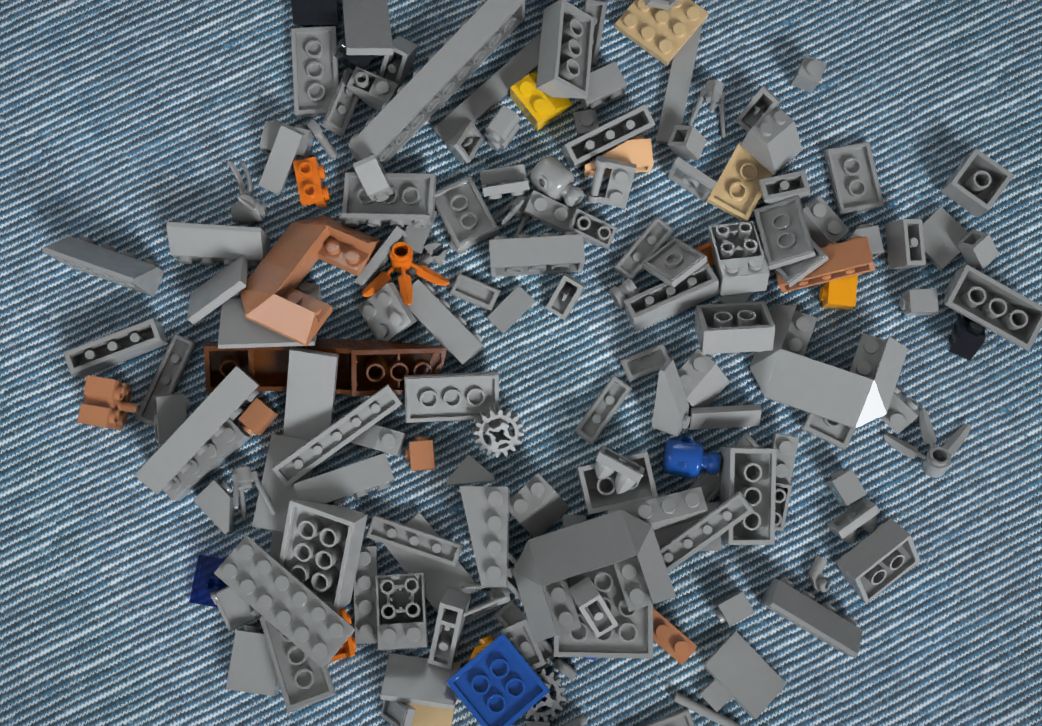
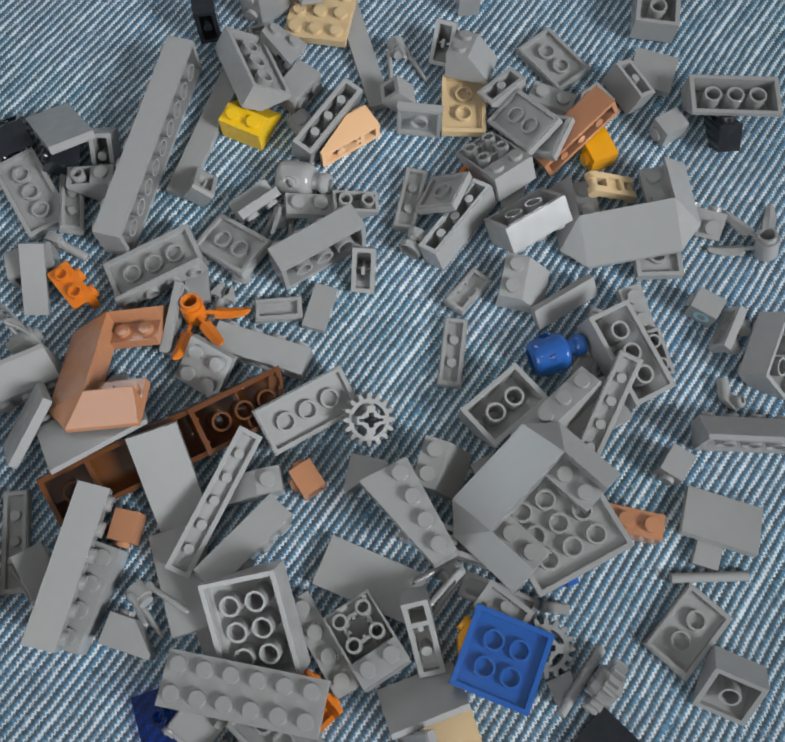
camera: 25 degrees left, 10 degrees down
(373, 178) = (130, 249): light grey slope -> none
(414, 540) = (342, 564): light grey tile -> none
(502, 128) = (229, 156): light grey brick -> none
(593, 607) = (550, 525): light grey slope -> none
(609, 35) = (283, 44): none -> light grey wing
(619, 182) = (358, 155): light grey plate -> none
(627, 471) = (509, 388): light grey tile -> none
(670, 402) = (512, 311): light grey slope -> none
(829, 334) = (610, 186): none -> tan plate
(978, 249) = (688, 61): light grey brick -> none

